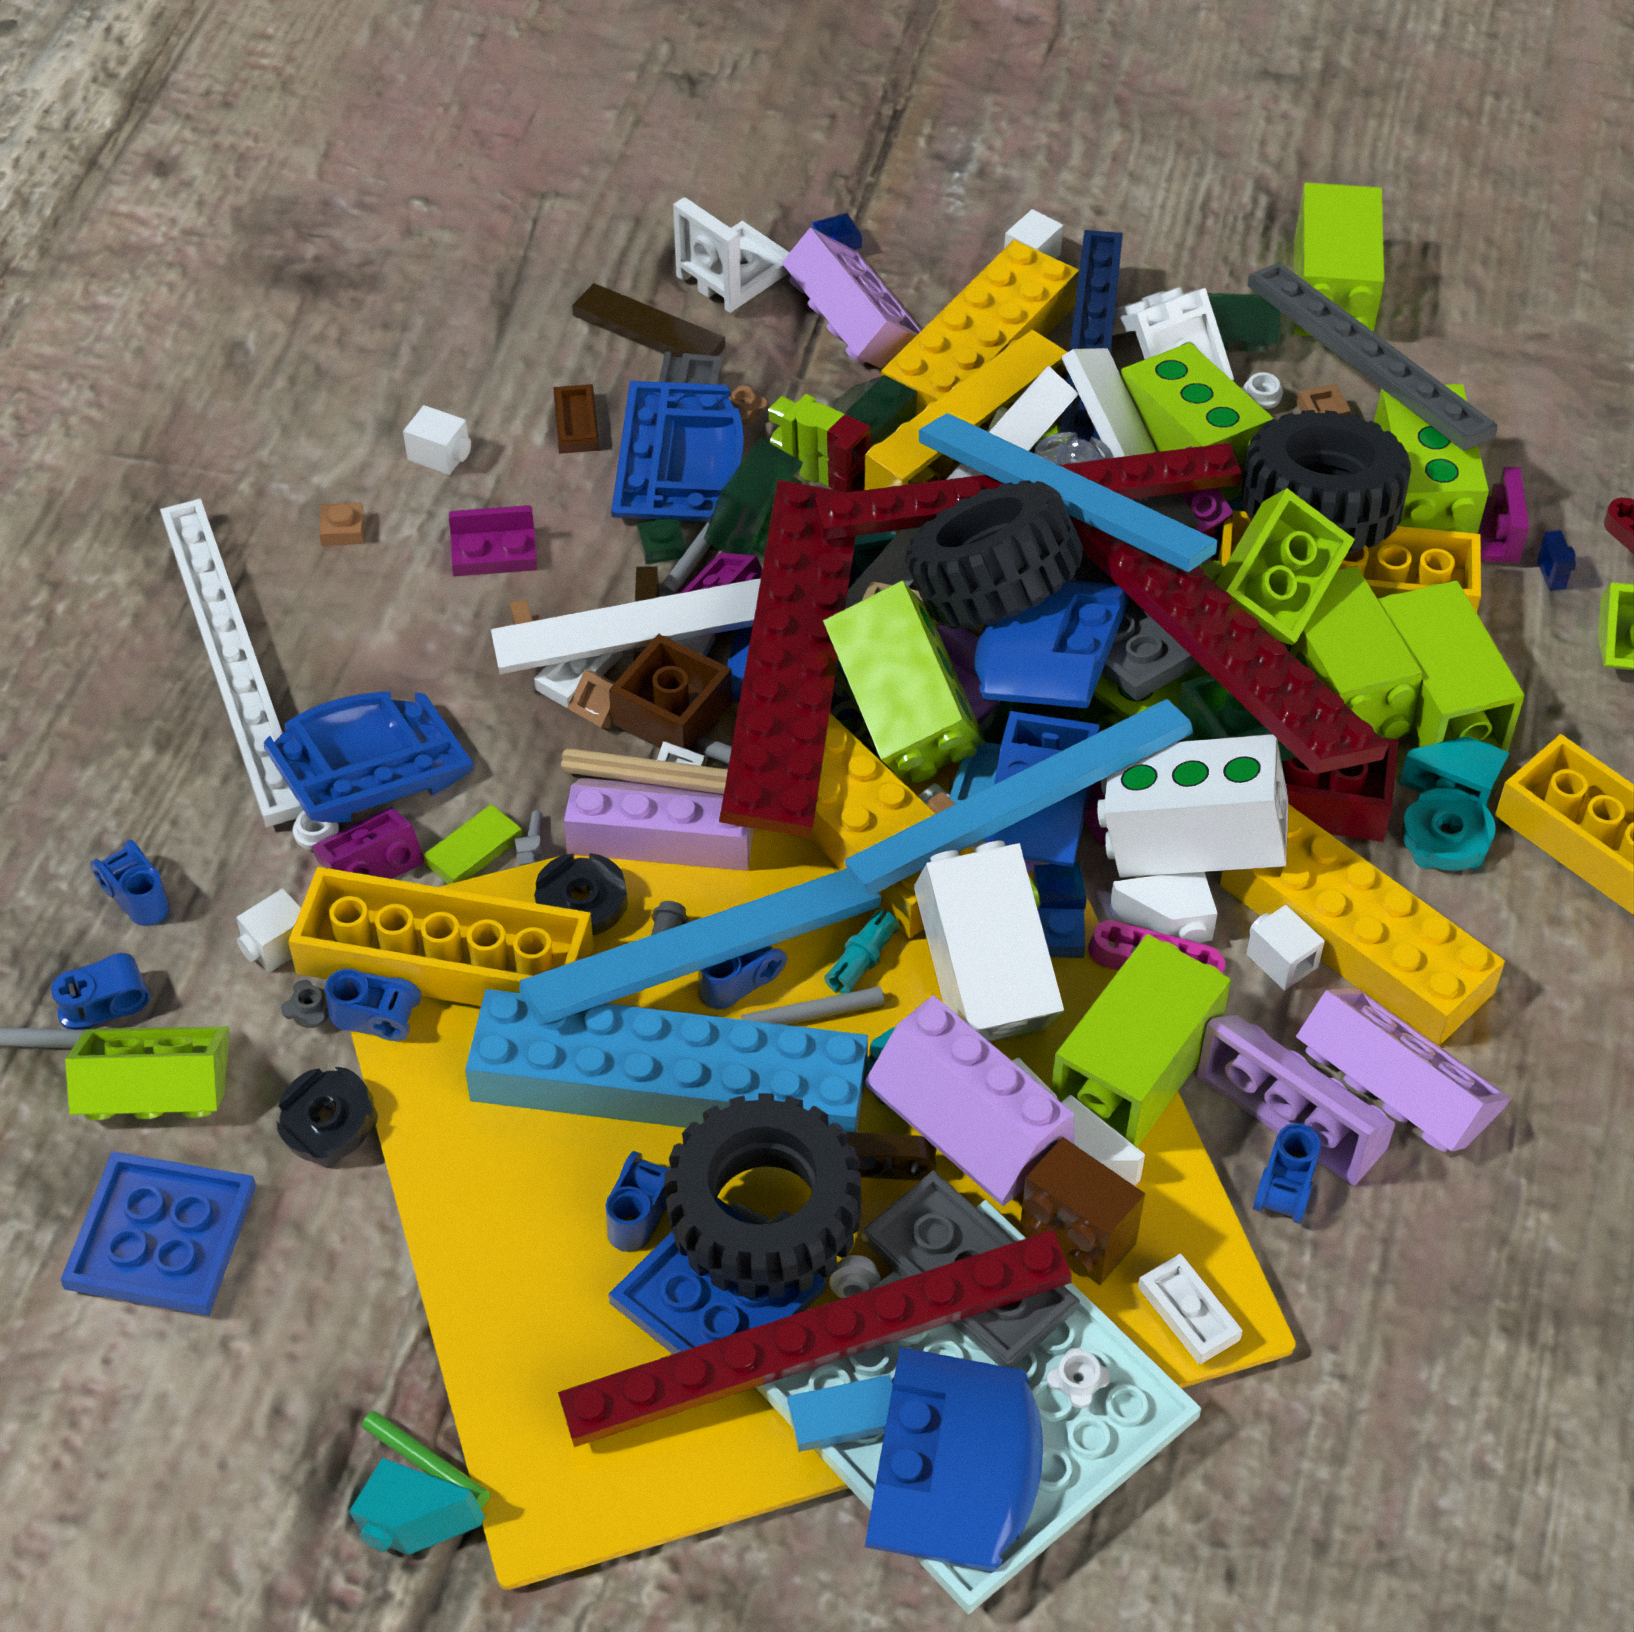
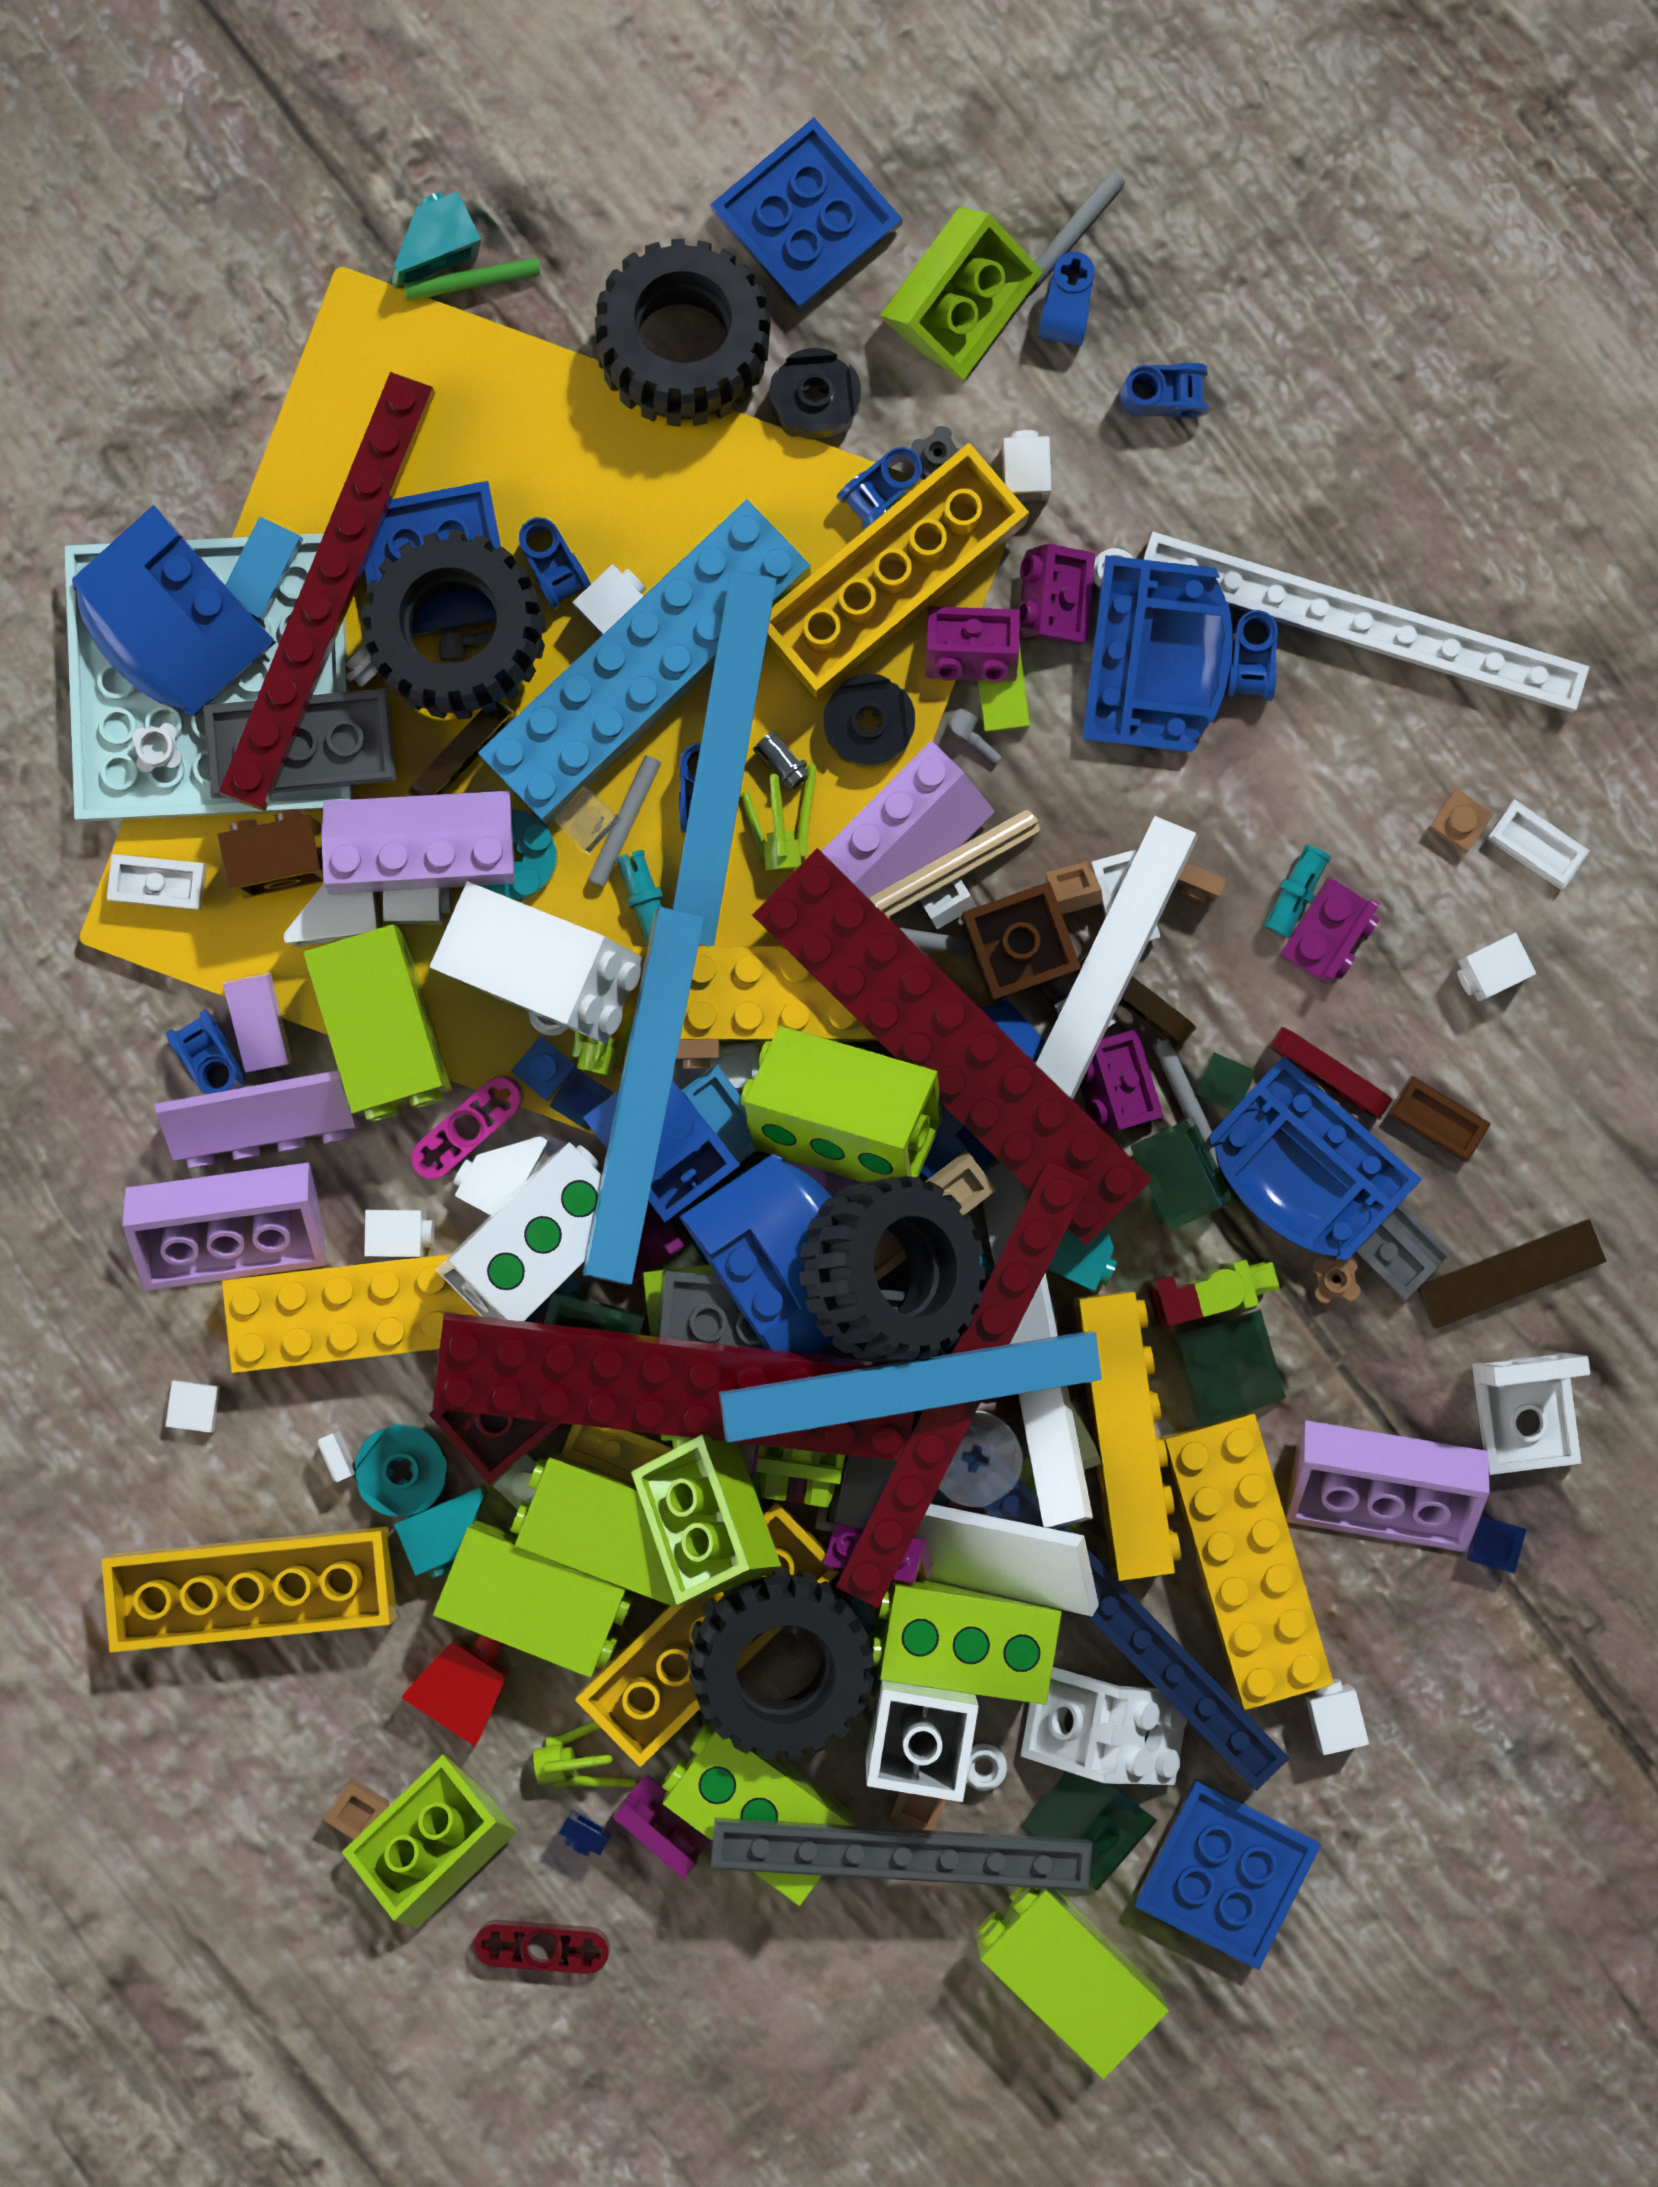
camera: 130 degrees right, 35 degrees up
(310, 691) = (1253, 660): none -> blue piece
(318, 1184) = (682, 277): none -> black tyre
(322, 474) = (1538, 844): none -> white tile
(449, 859) = (972, 643): none -> magenta bracket
(479, 576) = (1297, 891): none -> teal pin
(599, 483) = (1330, 1073): none -> dark red beam
(637, 1126) = (608, 598): none -> white brick
(734, 886) = (782, 848): none -> lime plant
(837, 1016) = (586, 819): none -> clear plate
(1187, 242) = (1226, 1873): none -> blue plate
(1225, 1157) = (257, 1022): none -> lavender tile
(1289, 360) = (920, 1740): none -> white brick
(1484, 871) = (337, 1456): none -> white tile
(1531, 604) = (557, 1764): none -> lime plant
(1555, 690) = (461, 1687): none -> red torso
(1556, 999) = (192, 1406): none -> white tile

